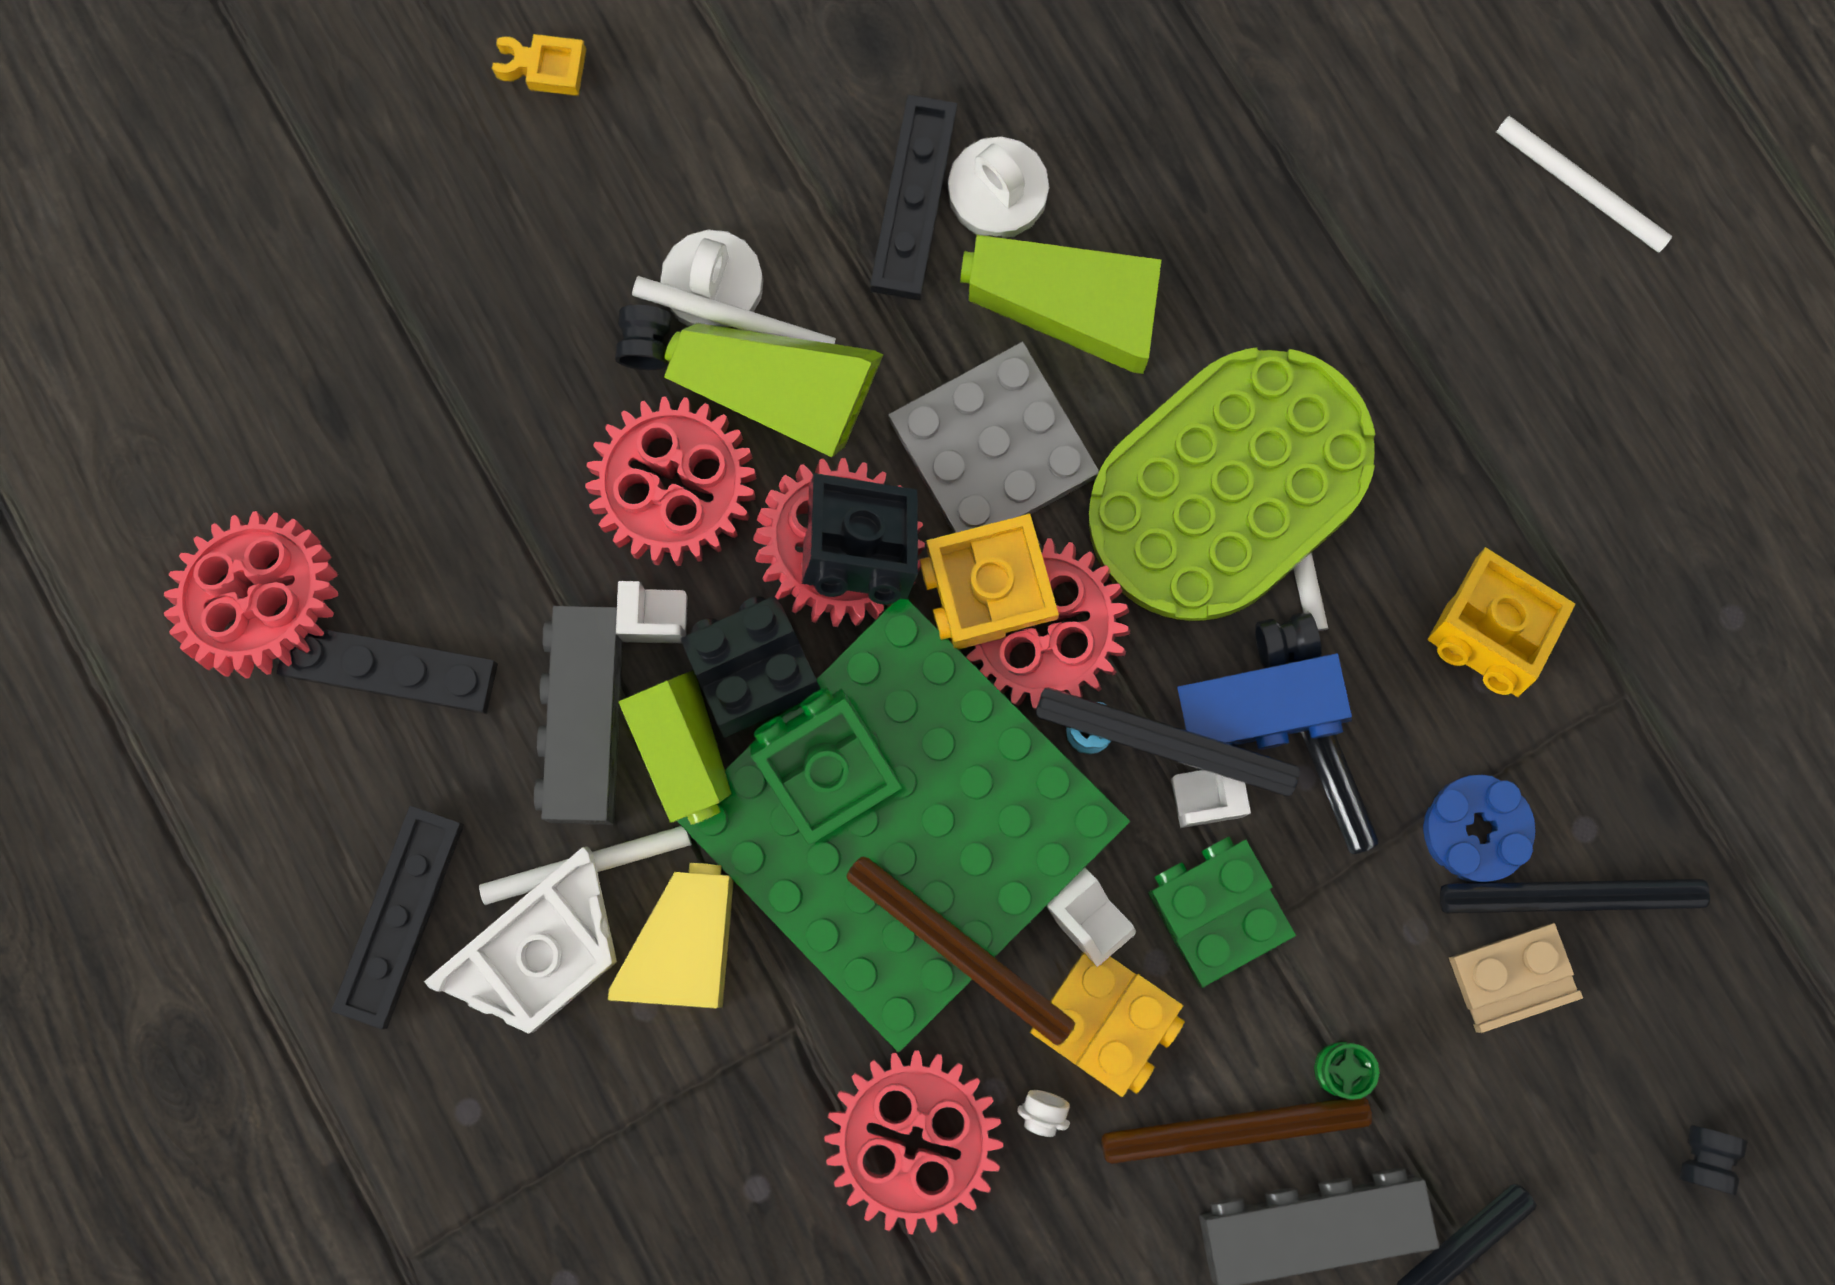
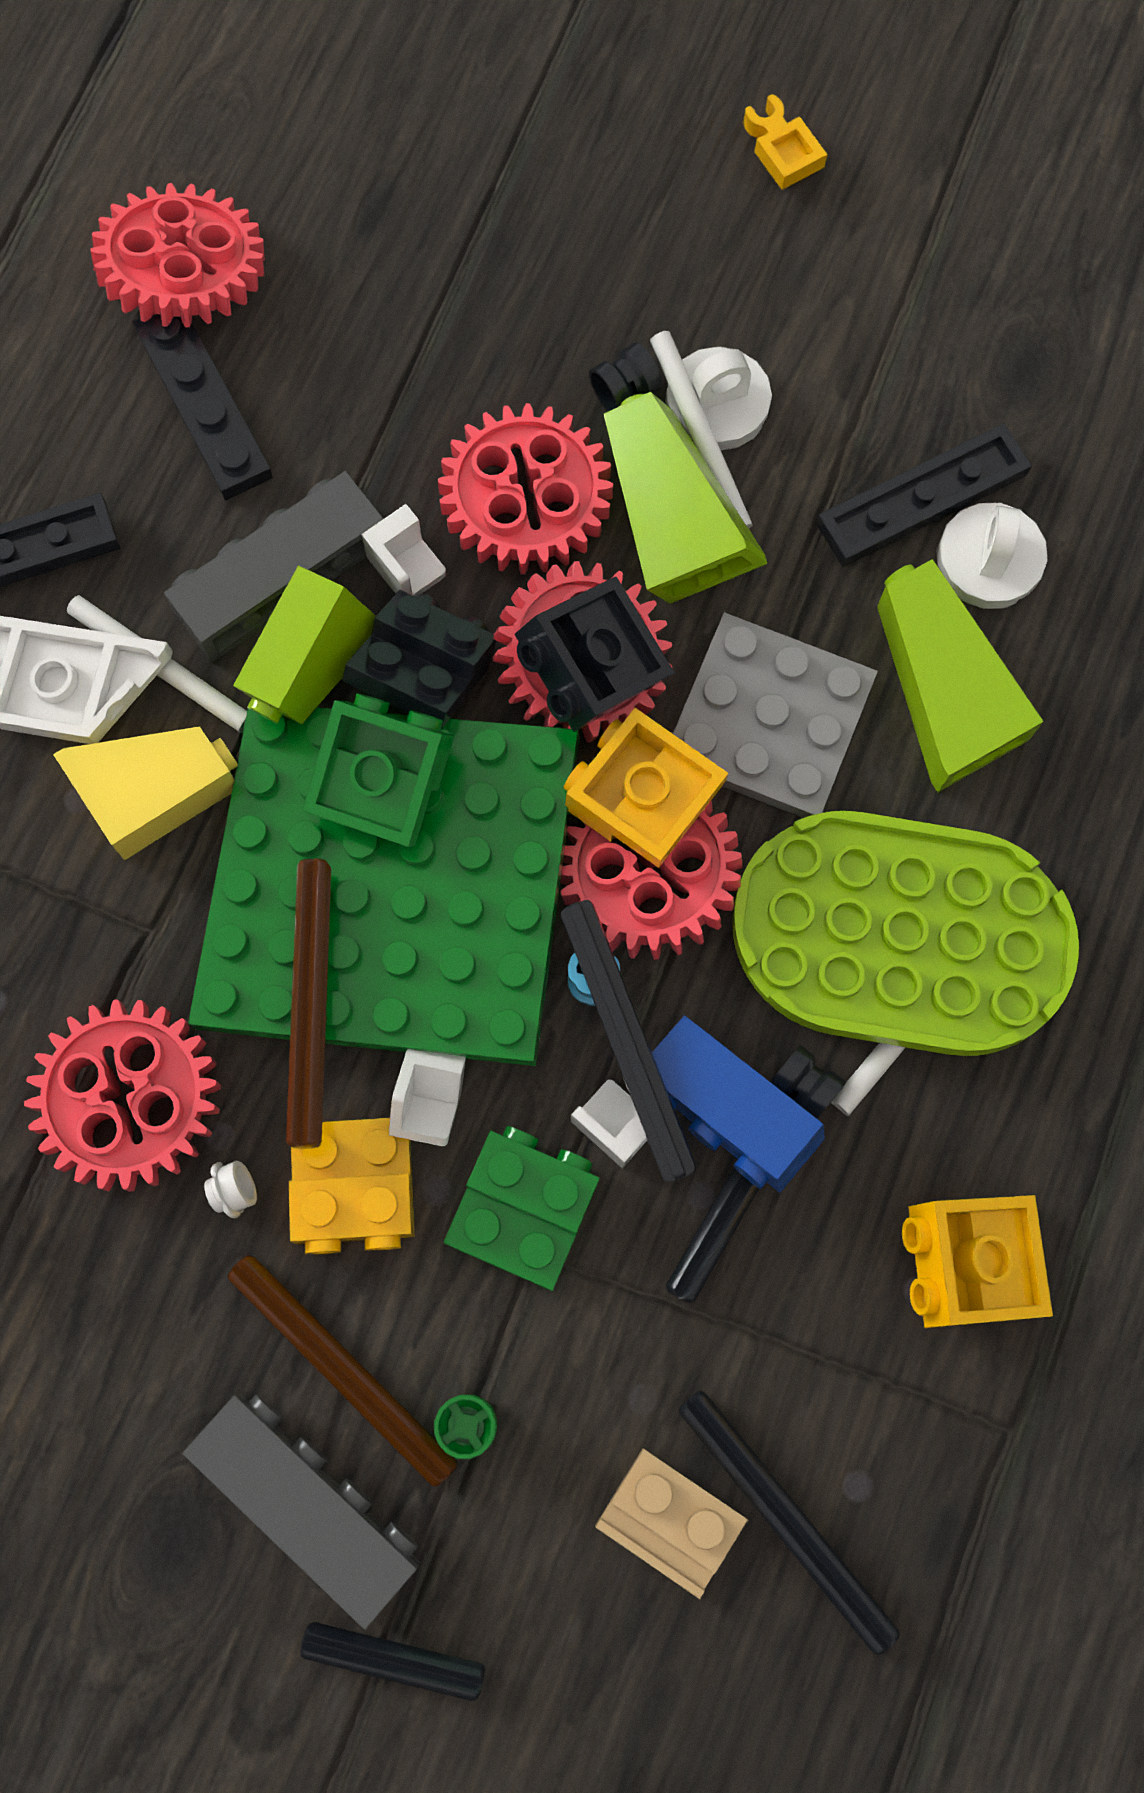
camera: 50 degrees right, 5 degrees down
(1498, 803) = (815, 1384): blue plate -> none

